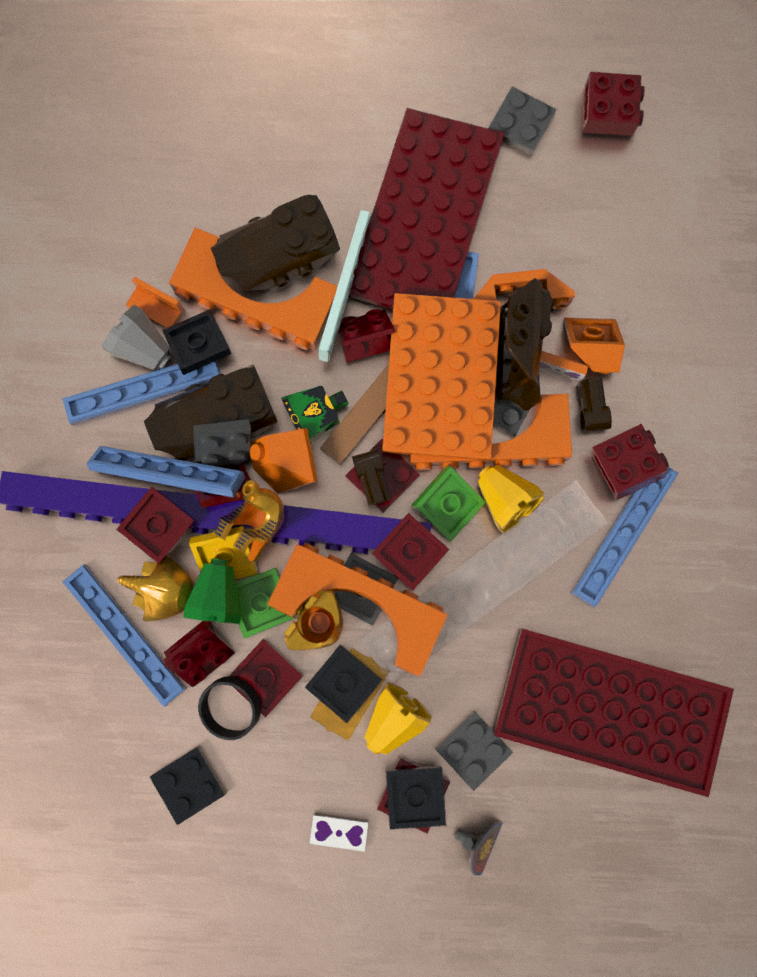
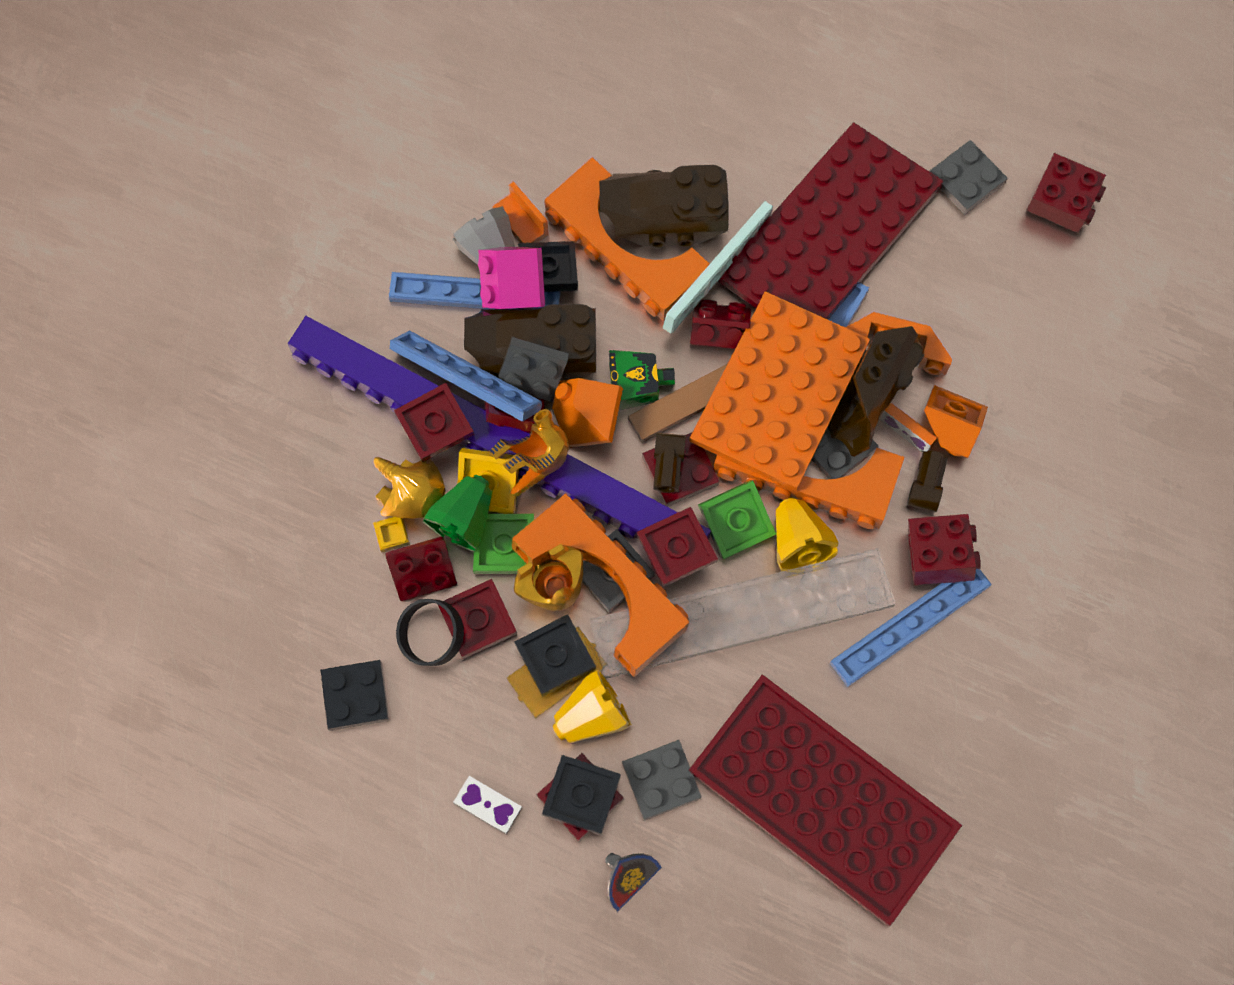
camera: 25 degrees right, 10 degrees down
(124, 635) = (355, 524): medium blue tile -> none
(160, 633) = (391, 534): none -> yellow tile
(169, 368) = (511, 277): none -> dark pink slope

